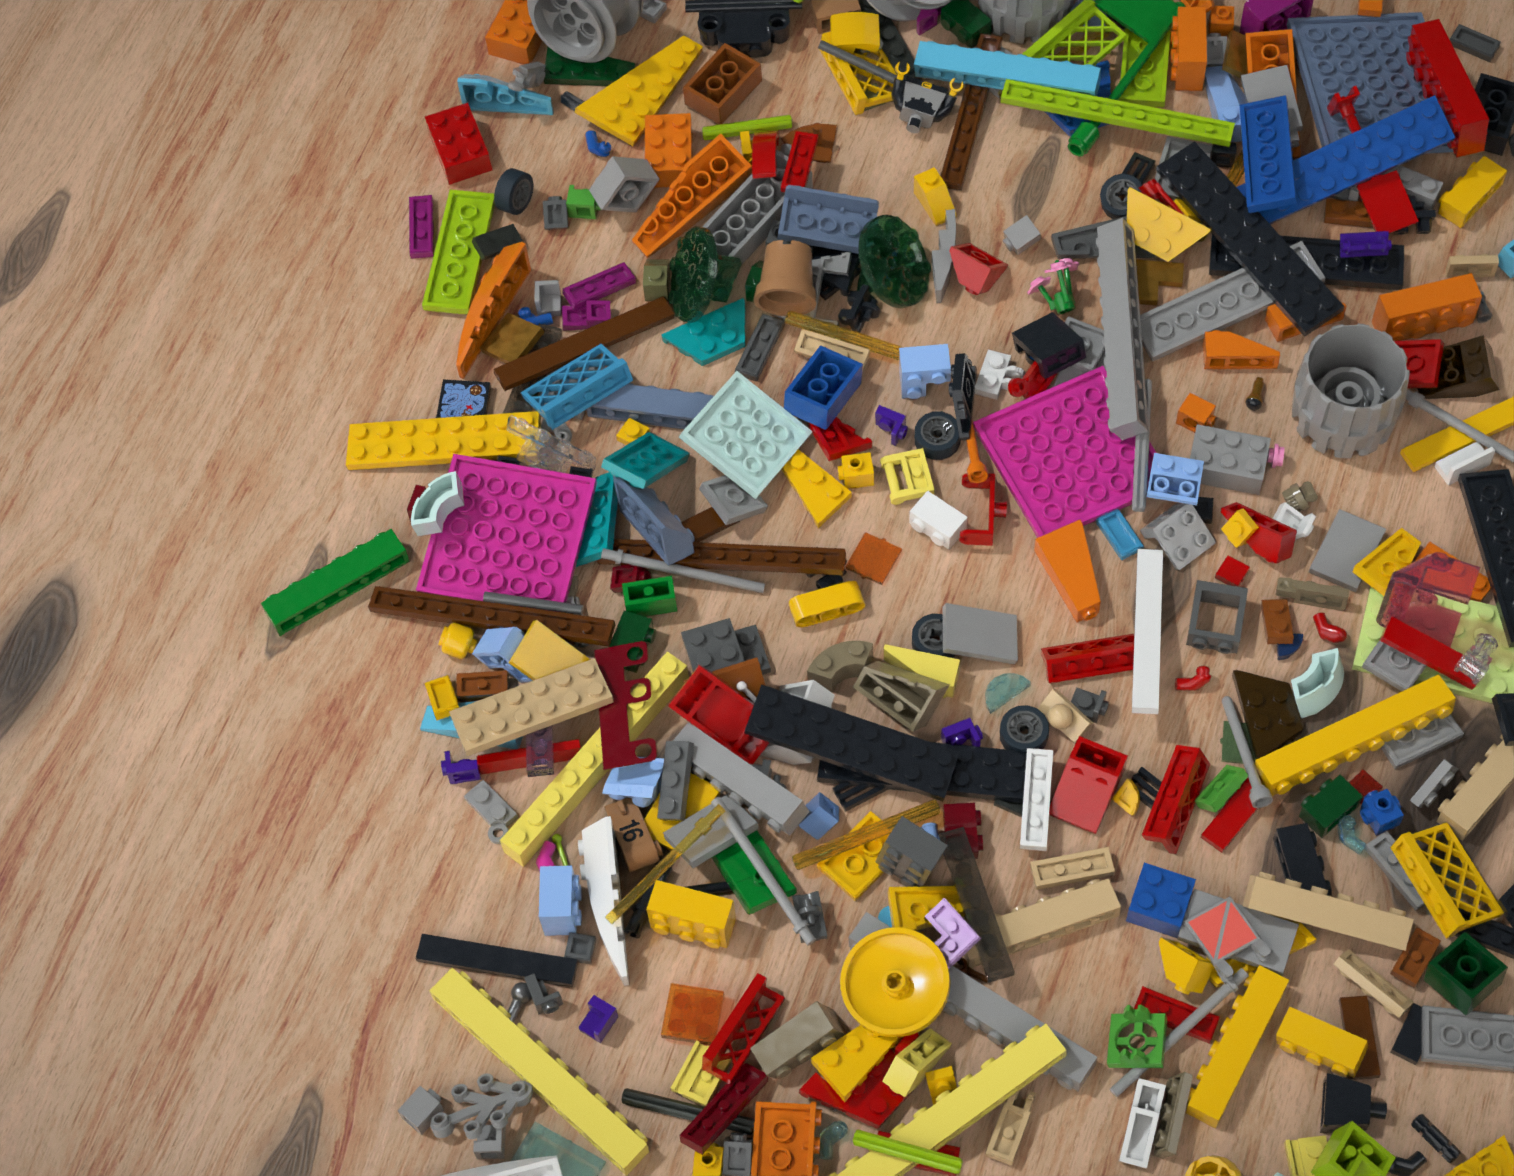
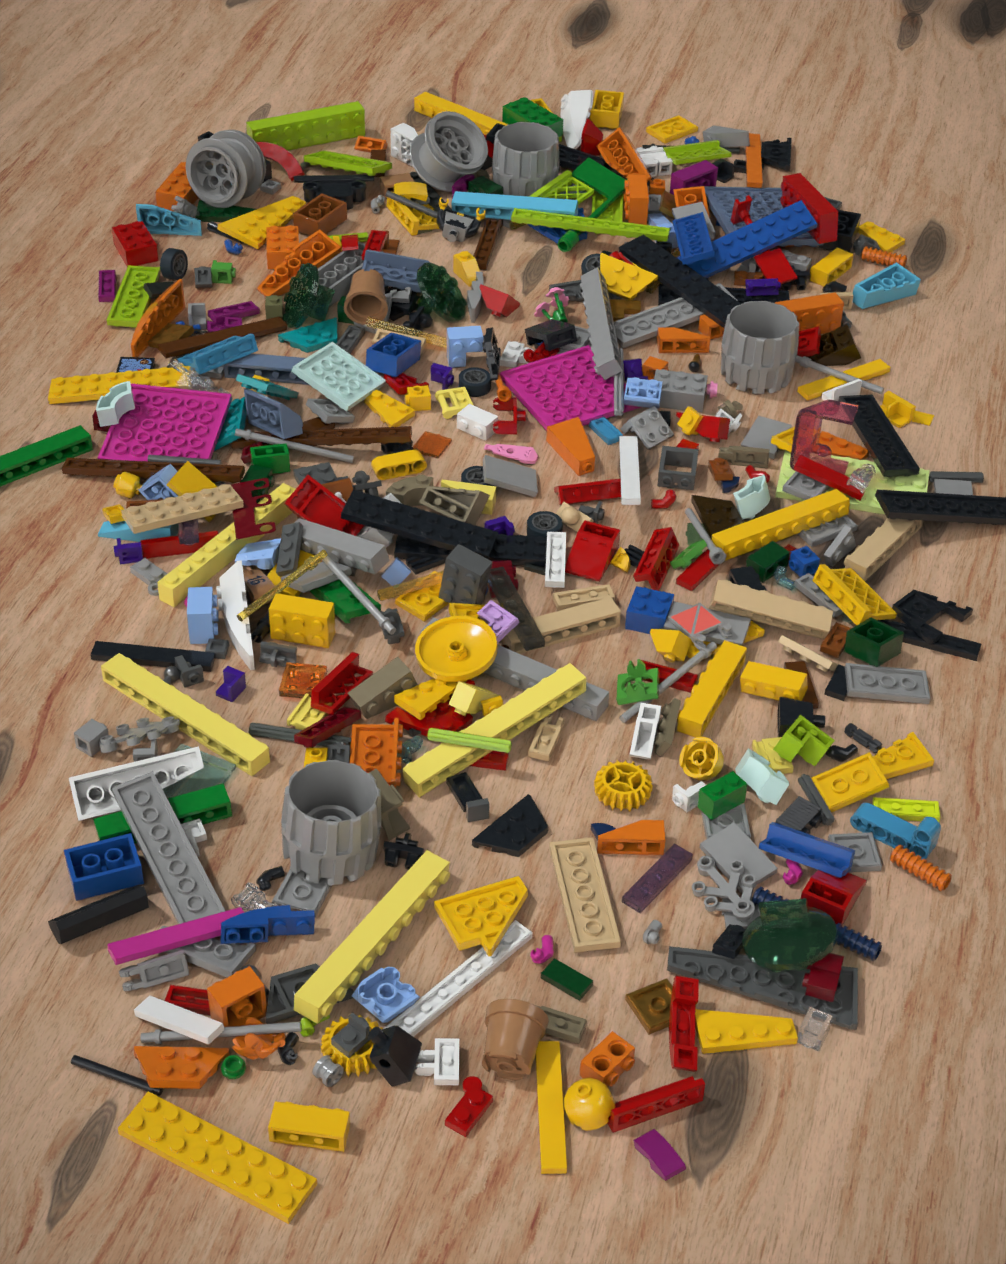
camera: 10 degrees left, 20 degrees down
(624, 184) = (252, 256): light grey brick -> none
(660, 968) = (277, 654): none -> dark grey hips
(777, 652) = (361, 480): none -> dark grey hips
(805, 46) = (376, 203): none -> light grey arm
(995, 581) = (523, 454): none -> bright pink piece
(1003, 689) = (528, 507): clear light blue tile -> none
(1021, 235) = (528, 285): light grey brick -> none
(1165, 420) = (633, 369): none -> dark purple bracket
(1465, 235) = (834, 286): none -> black arm

